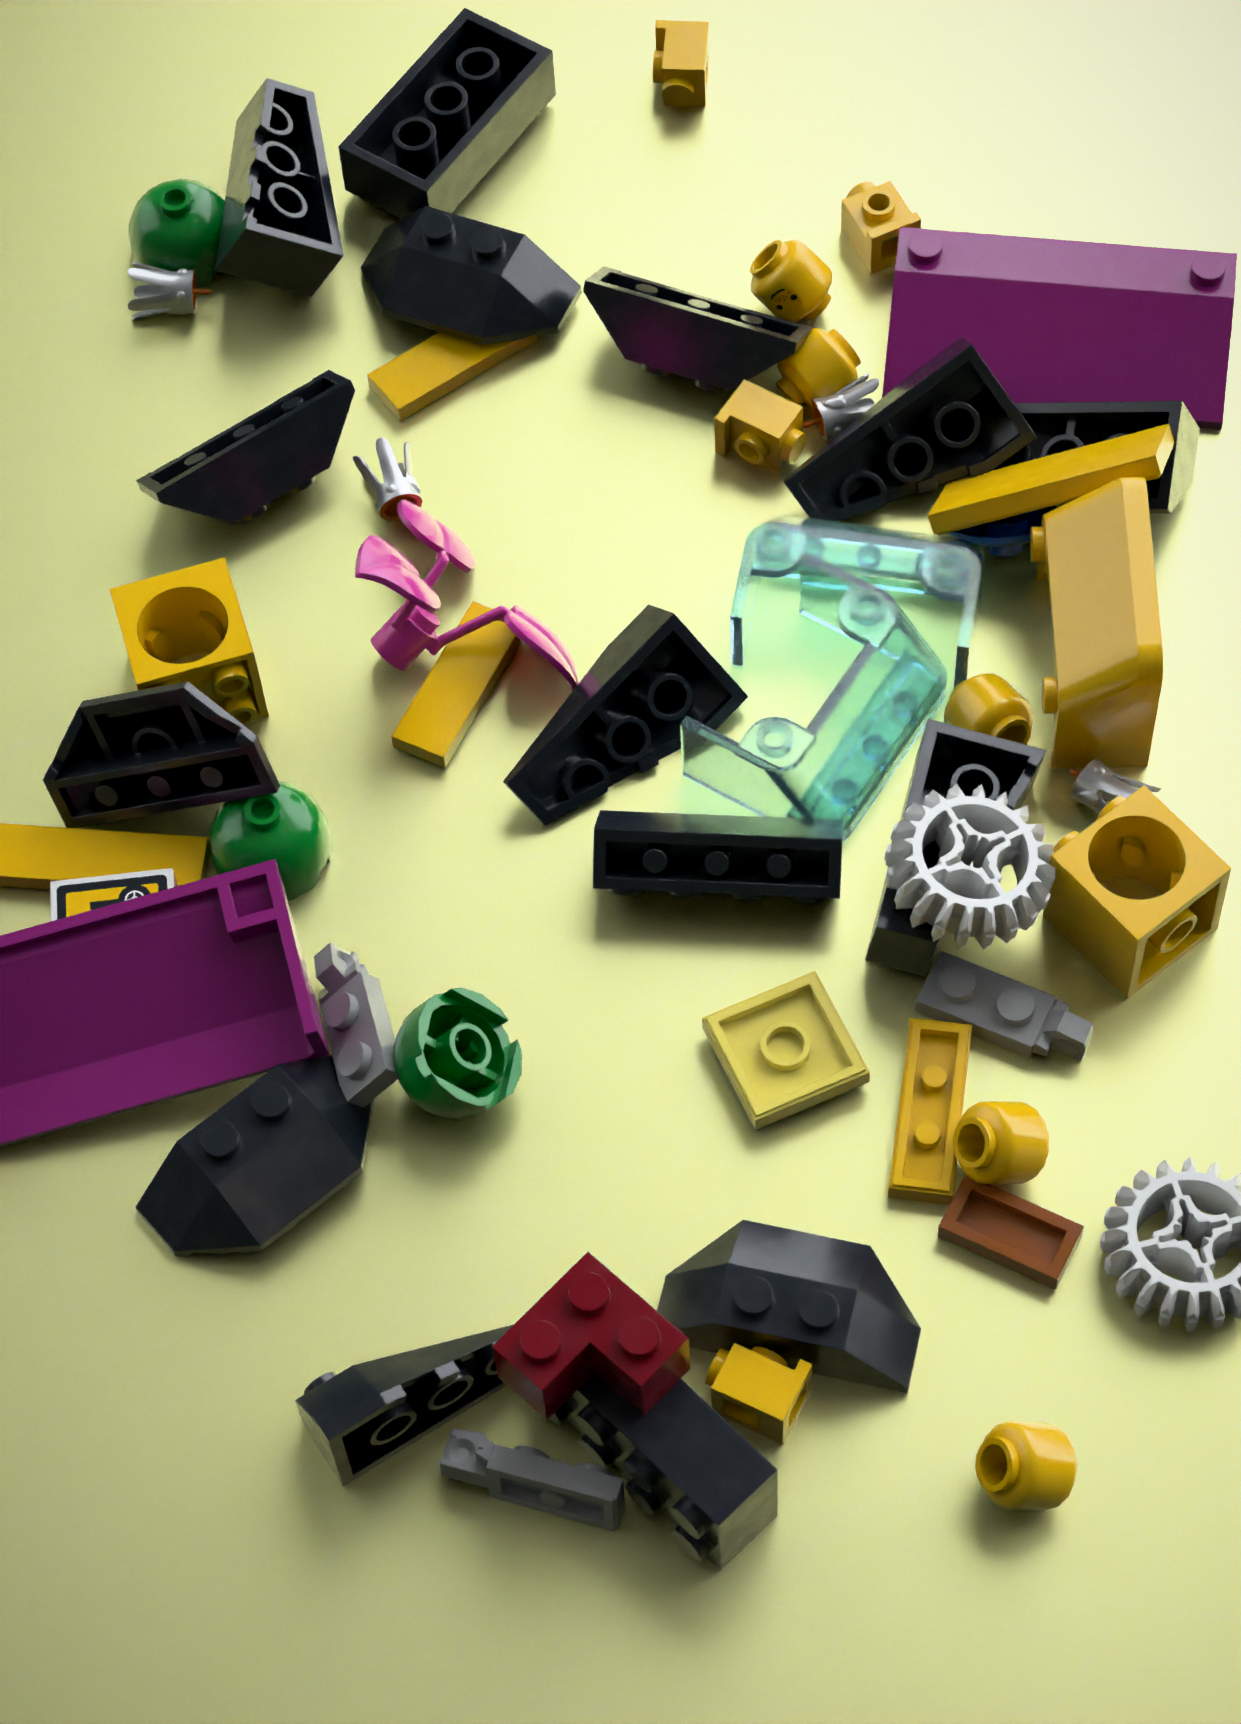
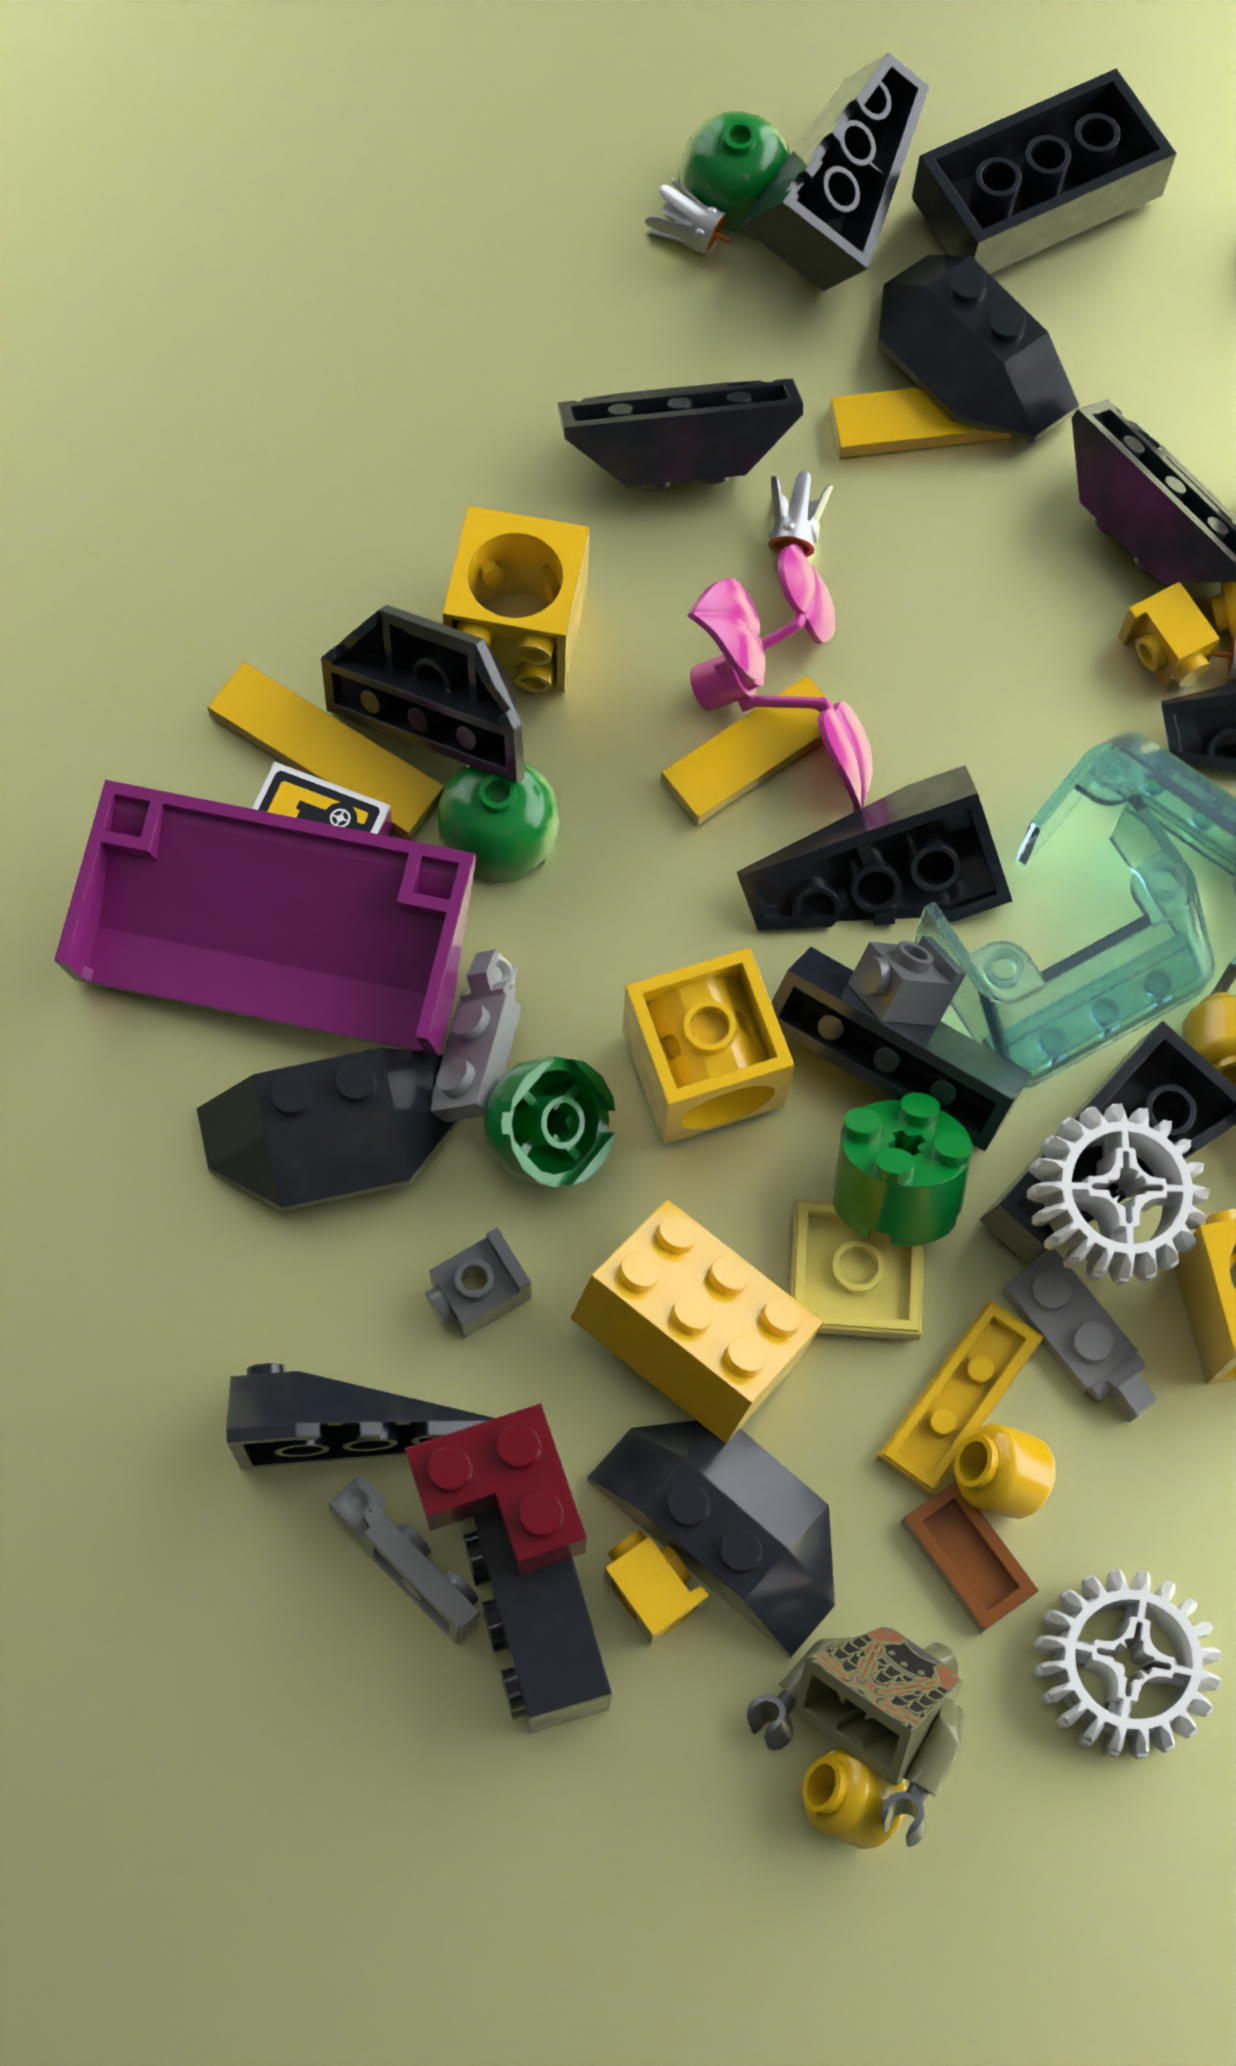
camera: 20 degrees right, 10 degrees up
(474, 1244) = (472, 1310): none -> dark grey brick
(558, 926) = (707, 1045): none -> yellow brick
(673, 1151) = (695, 1320): none -> yellow brick
(698, 791) = (907, 981): none -> dark grey brick
(779, 944) = (902, 1170): none -> green brick
(1004, 1375) = (880, 1704): none -> olive torso

